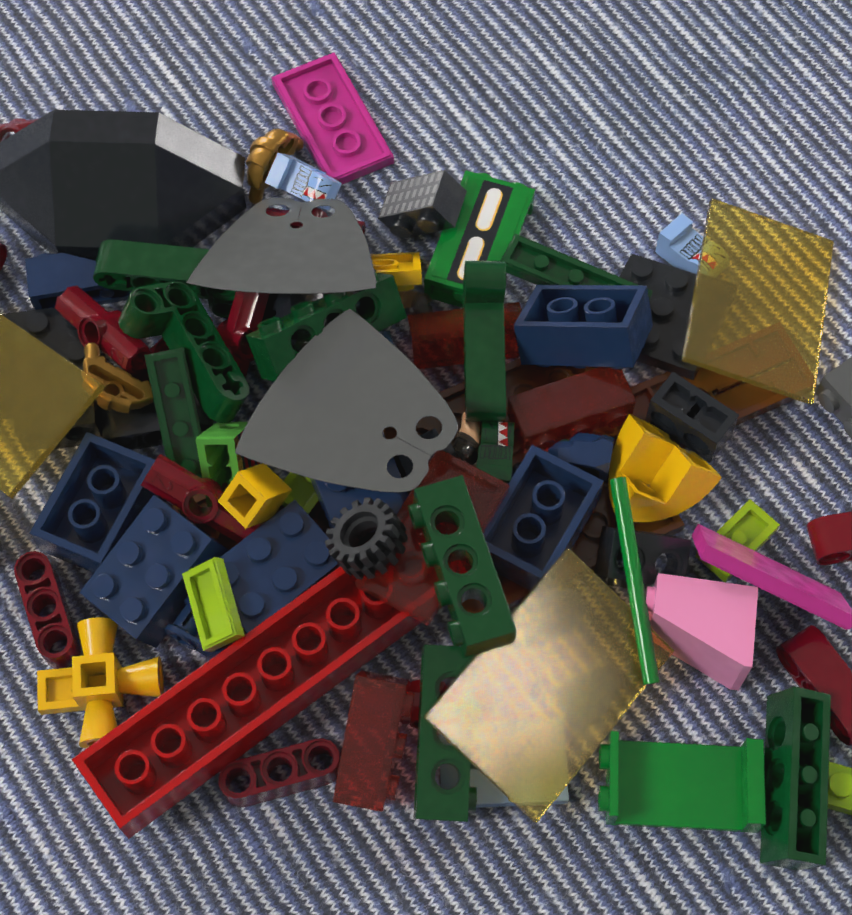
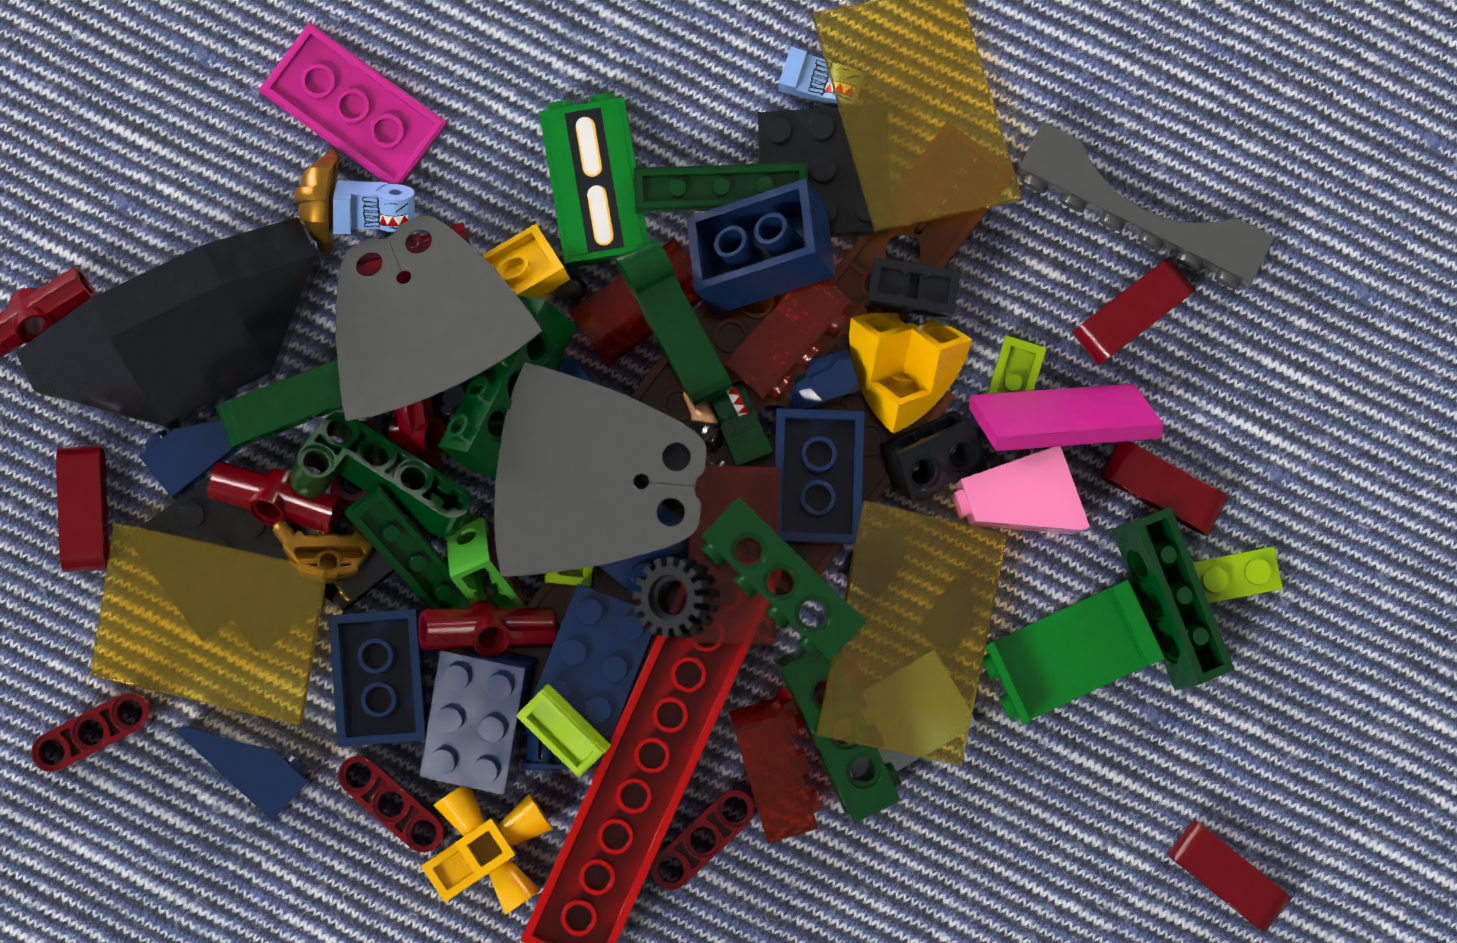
camera: 30 degrees left, 20 degrees up
(254, 495) = (539, 604): yellow brick -> none
(422, 204) = (516, 179): black brick -> none
(634, 581) = (940, 494): green piece -> none

